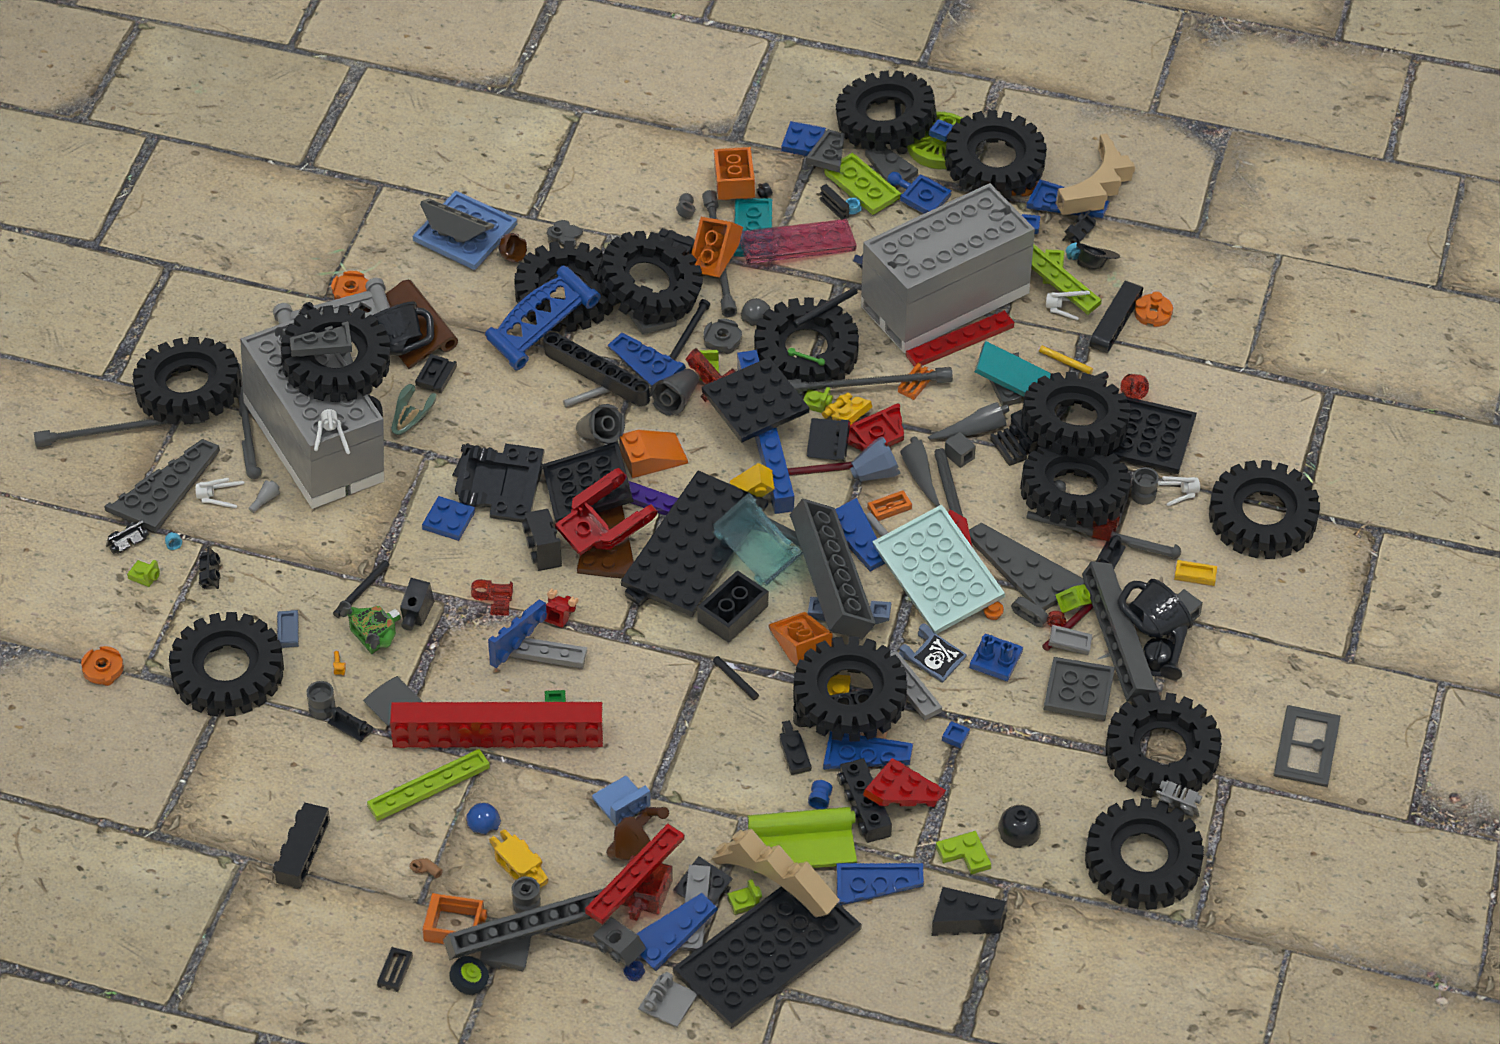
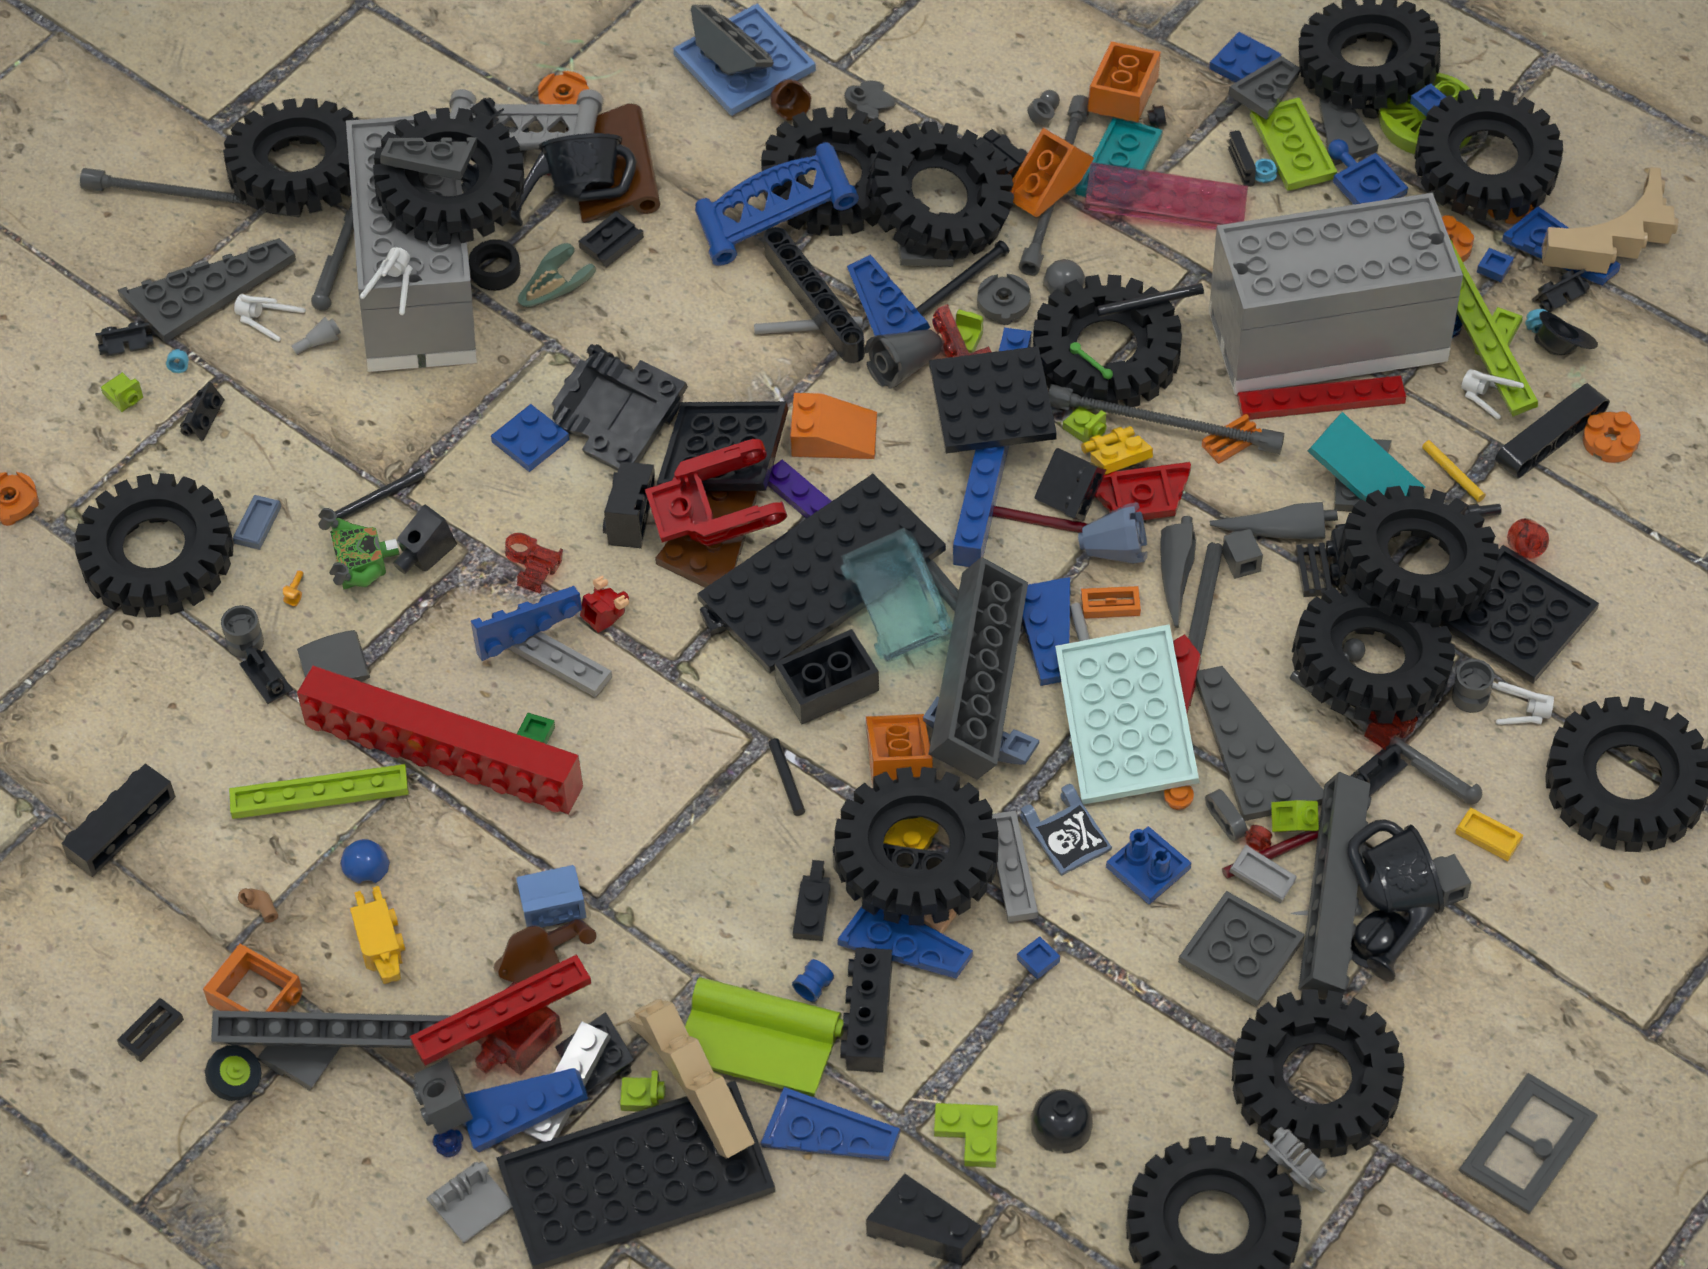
camera: 25 degrees right, 5 degrees up
(525, 894) = (358, 988): dark grey wheel -> none
(602, 424) = (777, 373): dark grey cone -> none
(755, 480) = (939, 512): yellow slope -> none
(903, 786) = (925, 1009): red plate -> none

